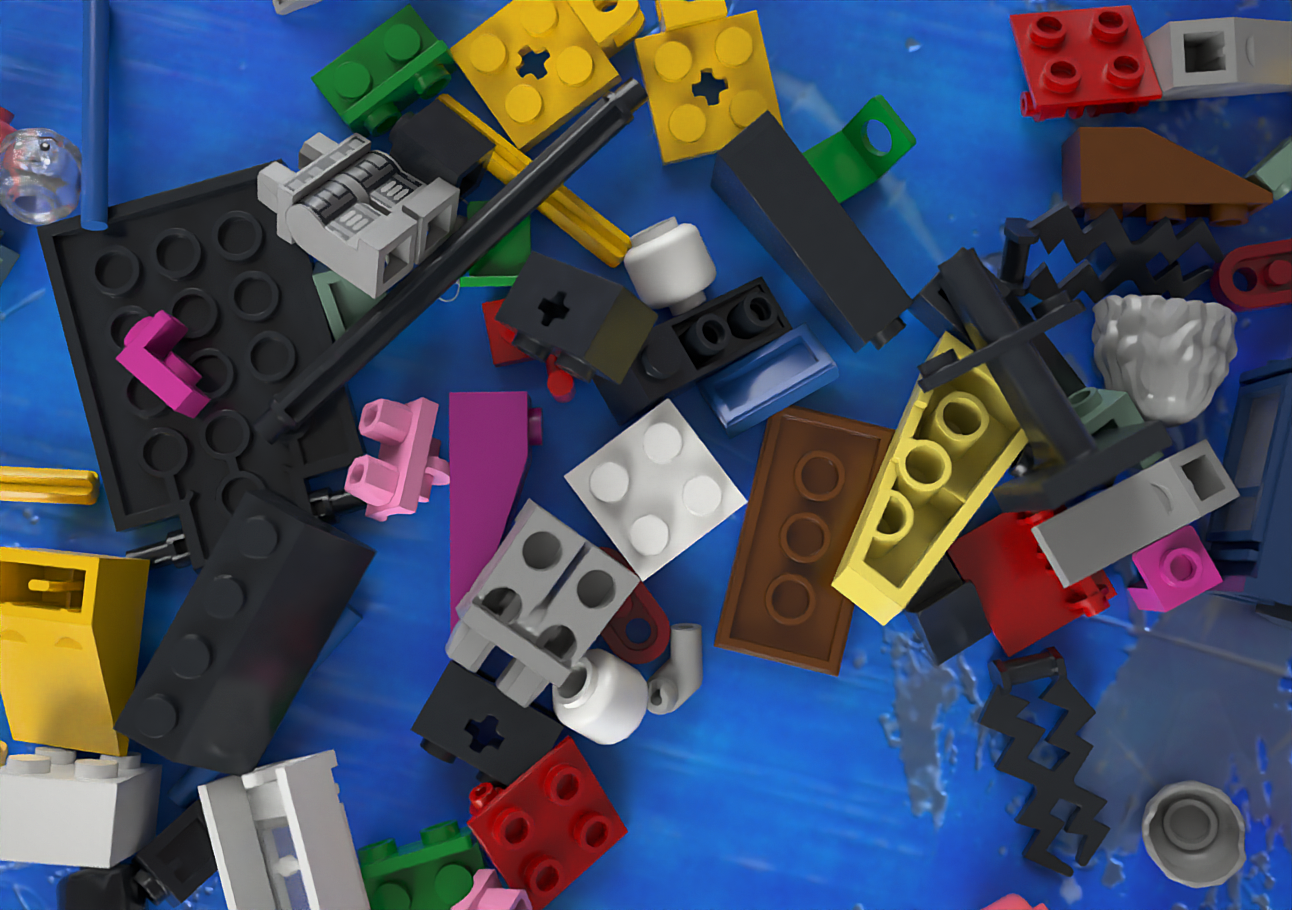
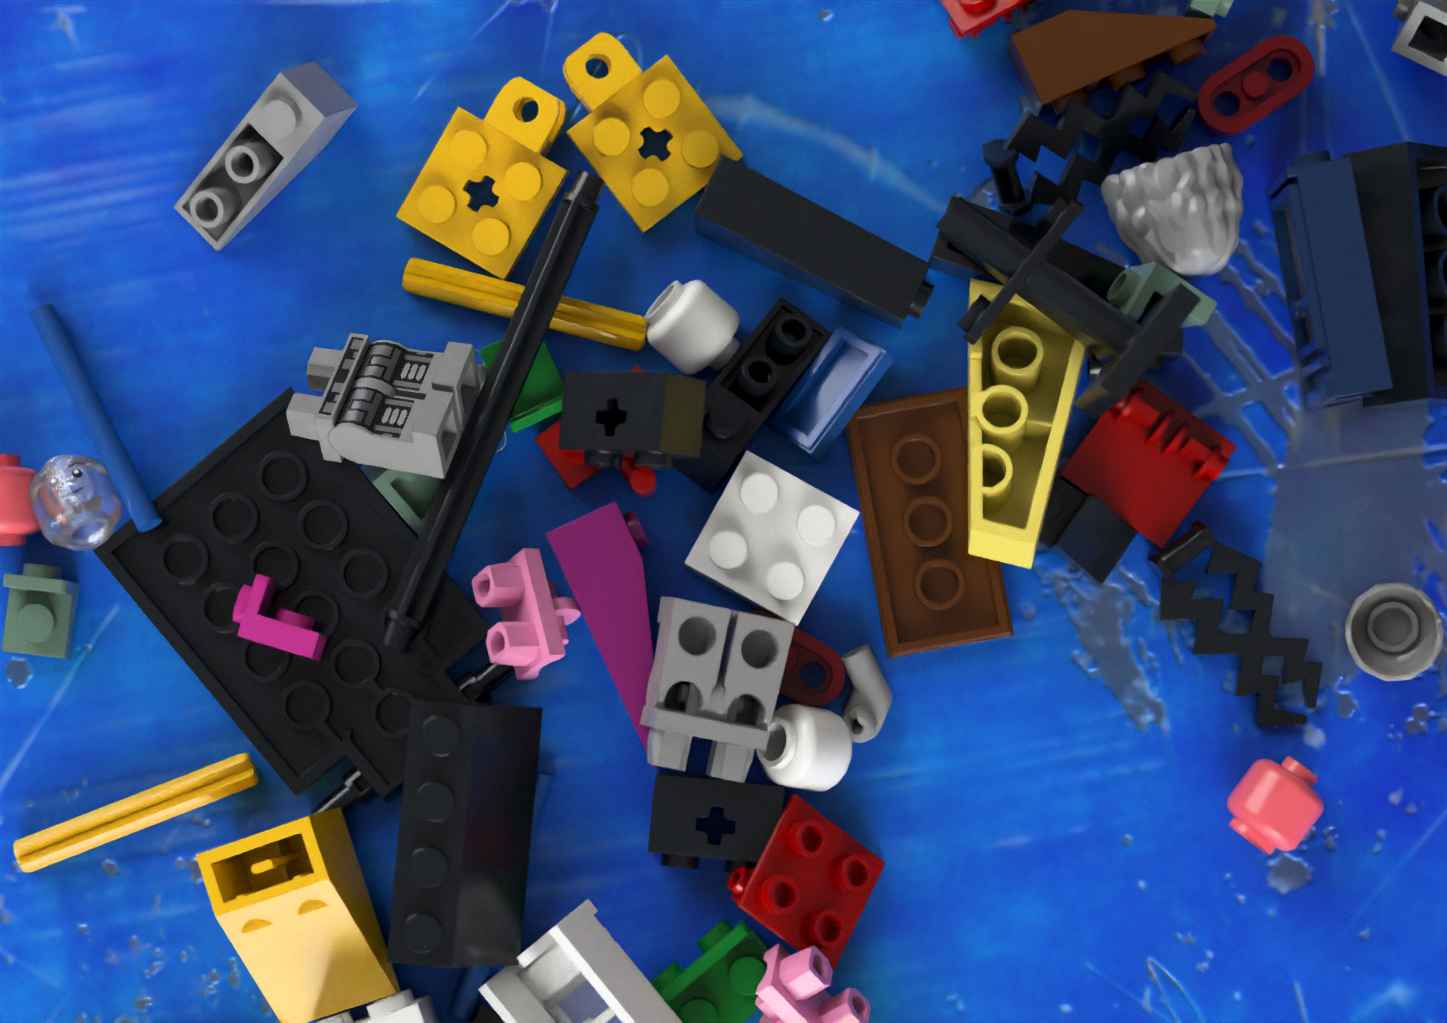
camera: 15 degrees left, 0 degrees up
(386, 74) = (346, 264): green bracket -> none
(441, 146) = (433, 312): black brick -> none
(850, 161) = (814, 154): green bracket -> none
(1135, 513) = (1211, 367): light grey slope -> none
(1172, 571) = (1270, 402): dark pink bracket -> none

